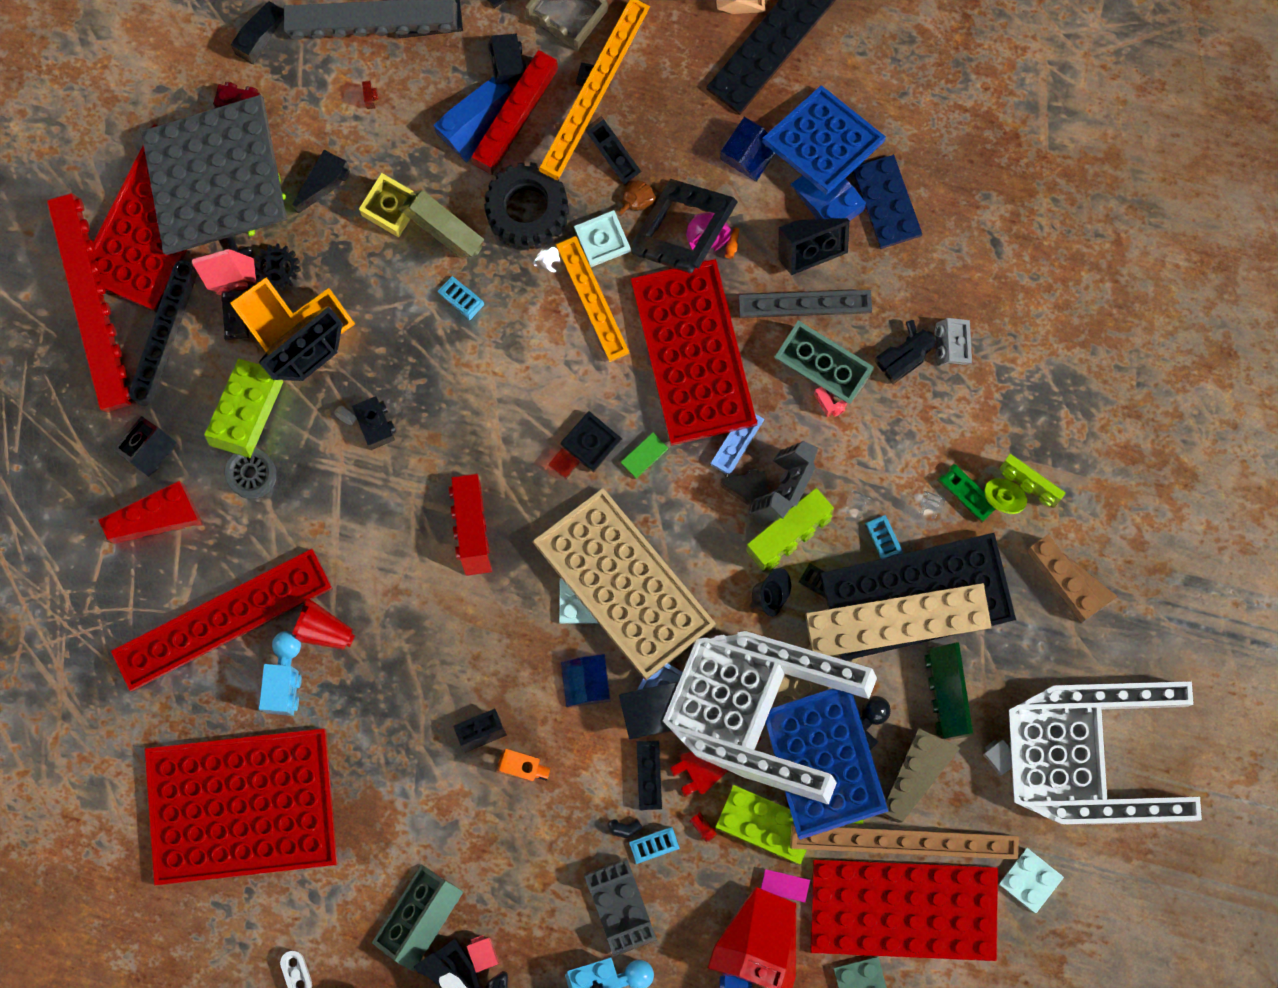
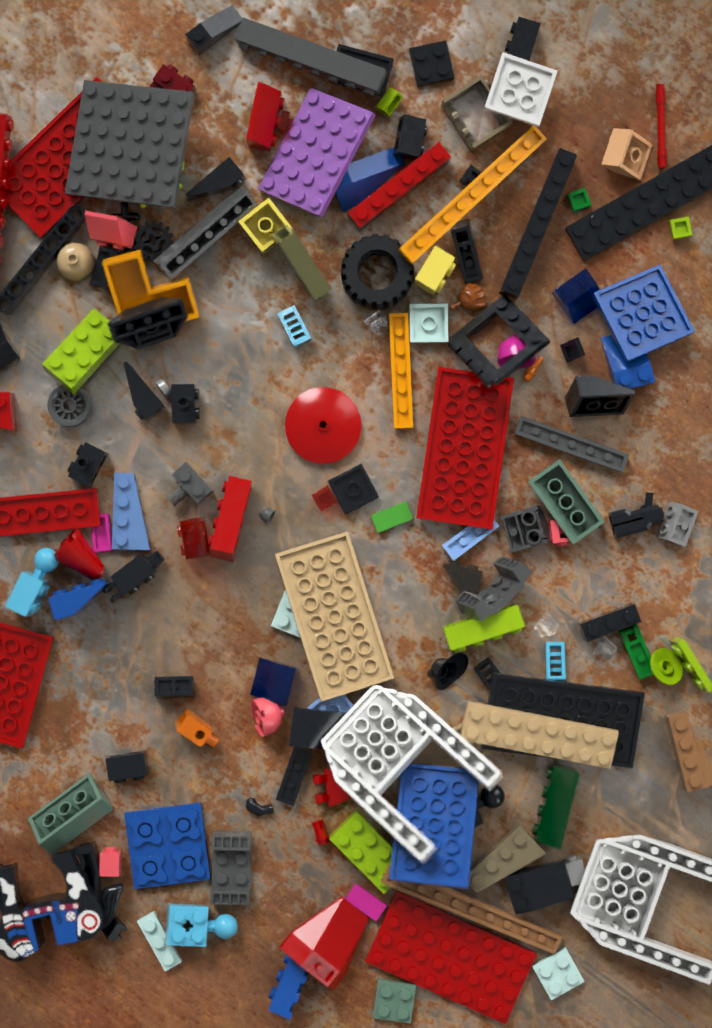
camera: 10 degrees right, 10 degrees up
(201, 321) = (75, 261): none -> tan cylinder
(293, 527) = (87, 464): none -> black brick
(328, 236) = (205, 233): none -> dark grey brick
(330, 435) = (143, 398): none -> black slope
(334, 677) = (73, 602): none -> blue slope
(337, 598) = (102, 535): none -> dark pink tile
(346, 97) = (264, 117): none -> red slope
(360, 571) = (128, 521): none -> medium blue wing
(388, 625) = (133, 574): none -> black hinge
(412, 504) = (190, 484): none -> dark grey brick
(414, 110) = (316, 152): none -> medium lavender plate
(438, 559) = (194, 538): none -> clear red slope
(460, 838) = (126, 766): none -> black brick
(467, 31) = (389, 102): none -> lime piece
(509, 506) = (268, 514): none -> dark grey hinge
(537, 407) = (318, 443): none -> red dish
(539, 911) = (167, 845): none -> blue piece
(586, 181) = (434, 271): none -> light yellow brick
(593, 719) = (267, 715): none -> coral cylinder
(672, 838) = (292, 824): medium azure slope -> none
(676, 93) = (538, 223): none -> black brick
(709, 55) = (579, 200): none -> green tile
(765, 206) = (572, 349): none -> black plate
(792, 410) = (526, 528): none -> dark grey slope
(827, 41) = (680, 228): none -> lime plate
(887, 202) = (673, 384): dark blue plate -> none
(924, 473) = (609, 622): none -> black brick
(969, 788) = (539, 886): none -> black slope

